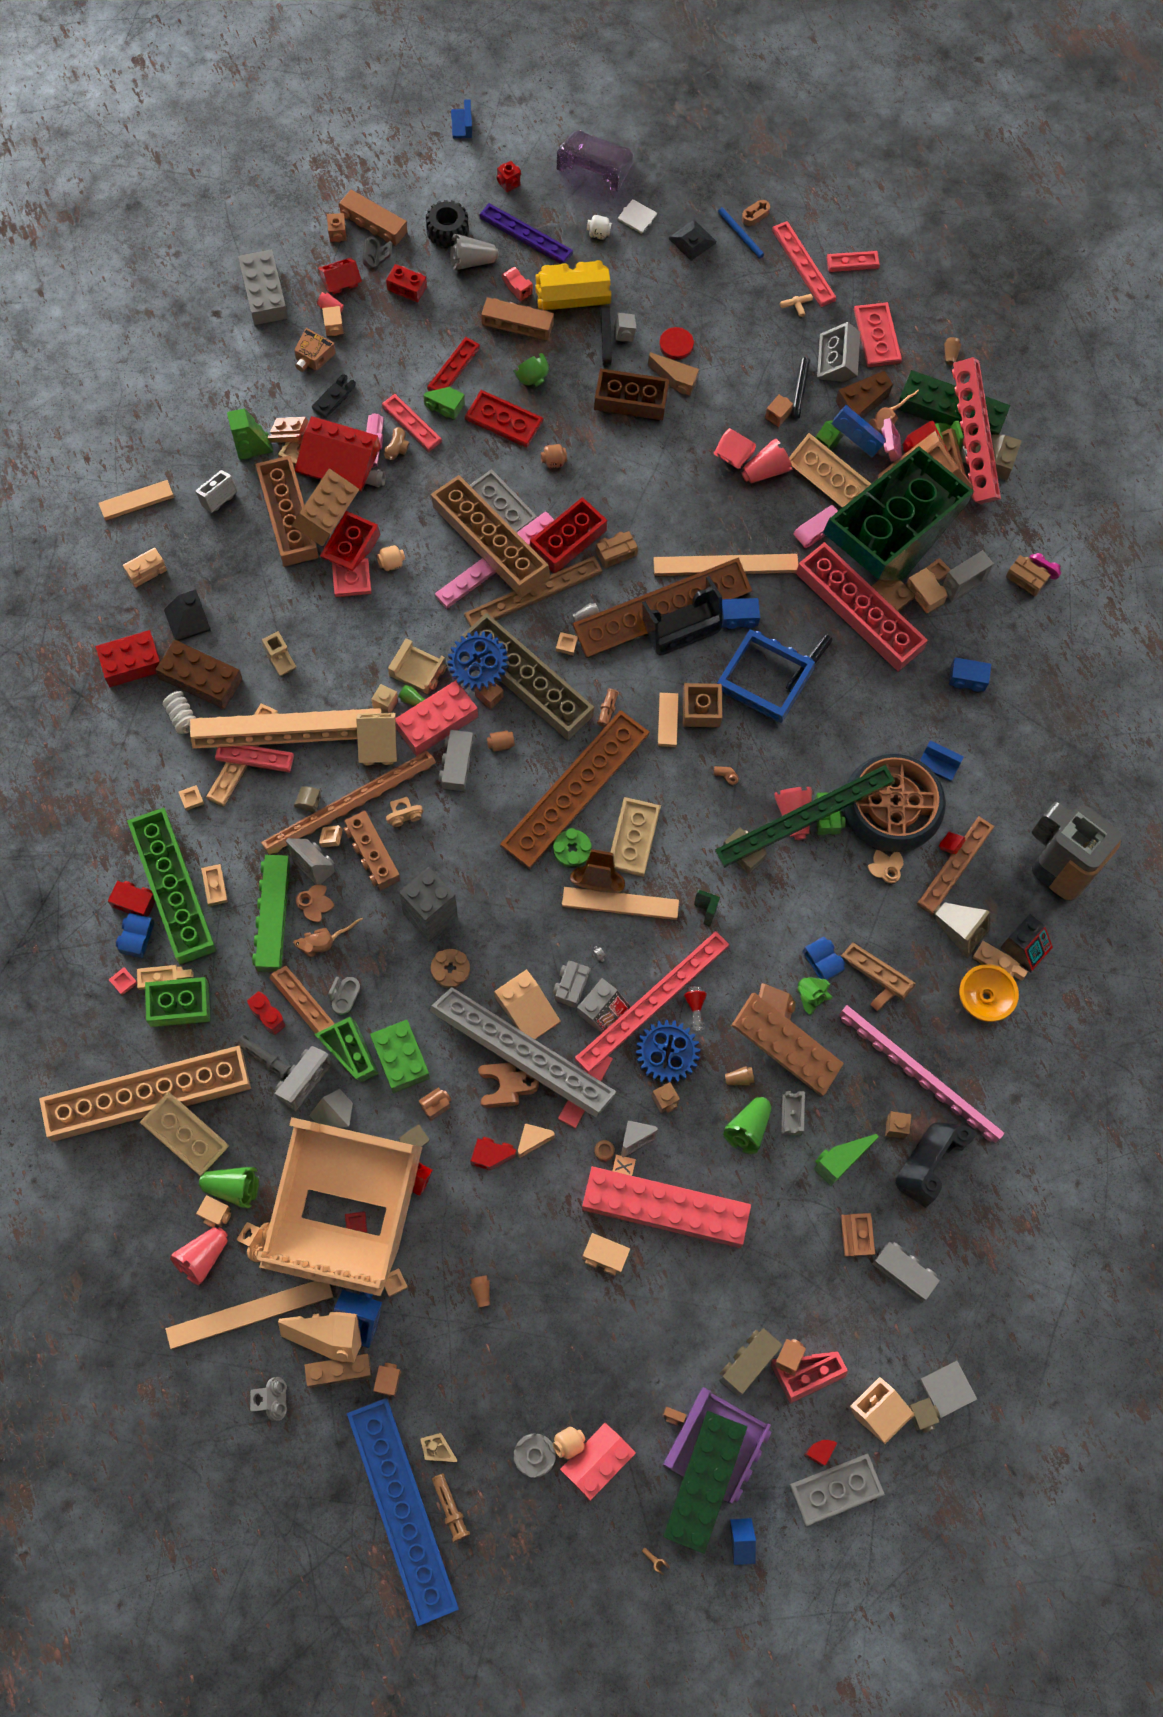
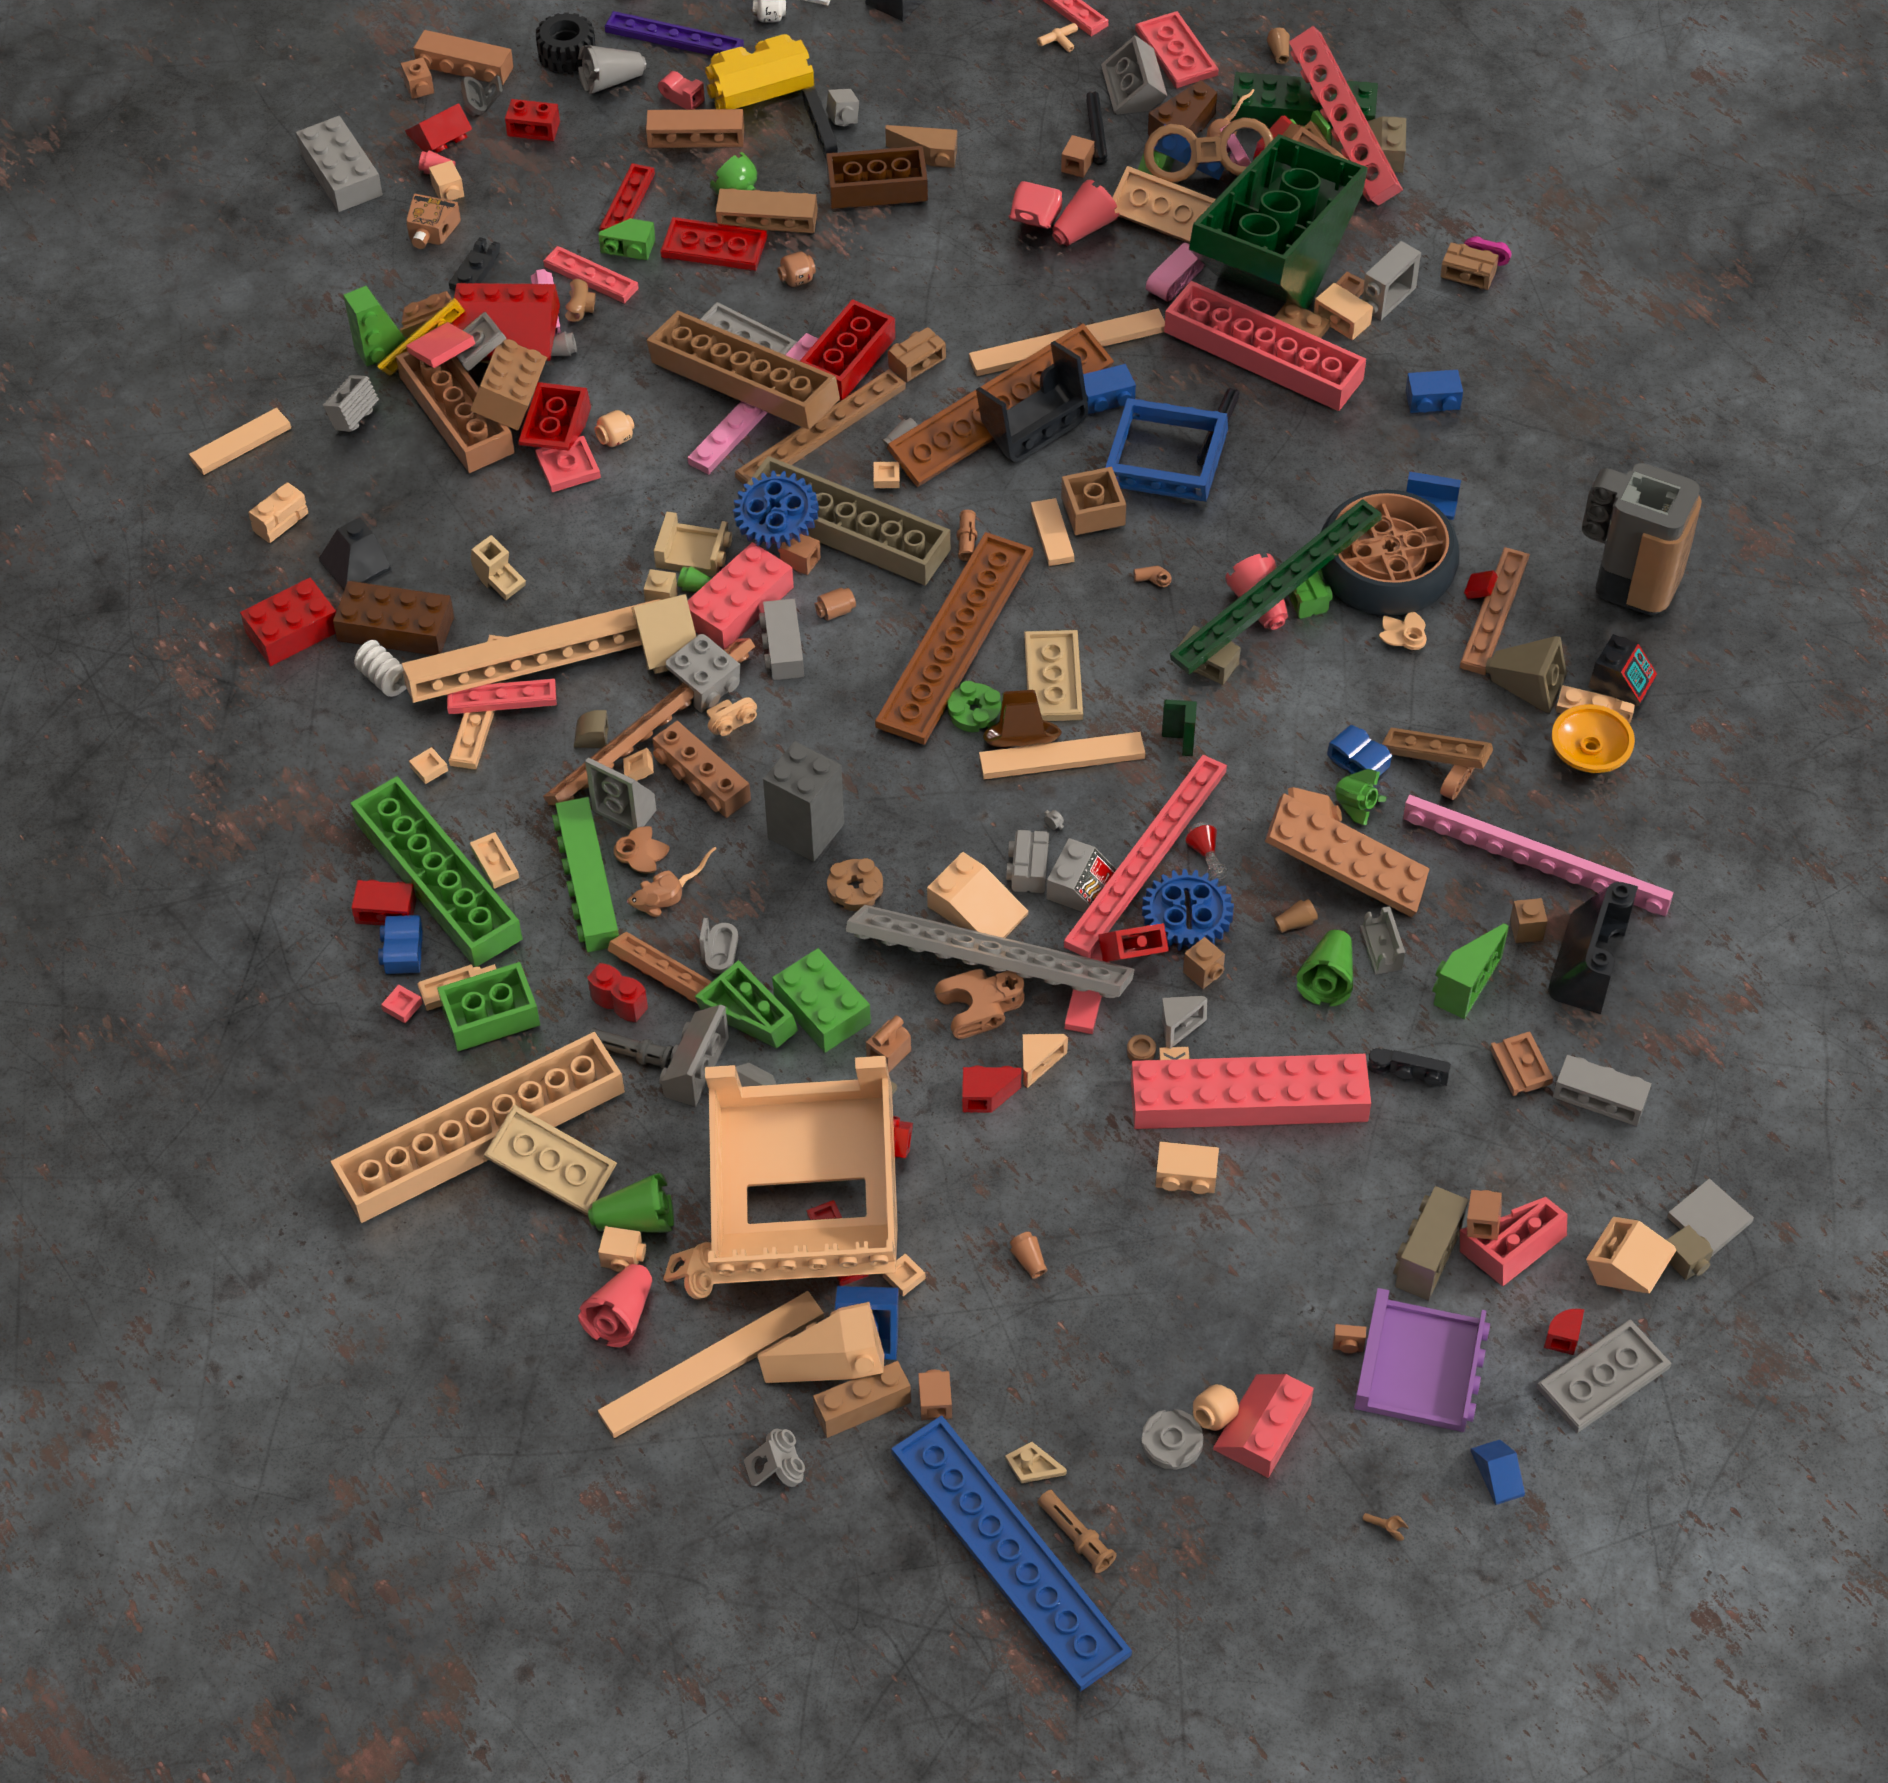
camera: 10 degrees left, 15 degrees down
(278, 449) = (445, 314): none -> yellow slope
(286, 465) = (440, 344): none -> coral tile
(312, 467) = (486, 338): none -> light grey tile
(394, 774) = (705, 670): none -> light grey bracket
(547, 402) = (767, 210): none -> medium nougat brick
(621, 1072) = (1133, 942): none -> red brick
(676, 343) = (916, 111): red tile -> none
(705, 1482) = (1421, 1403): dark green brick -> none
(779, 1216) = (1409, 1066): none -> black hinge
(867, 437) = (1203, 149): none -> medium nougat bar

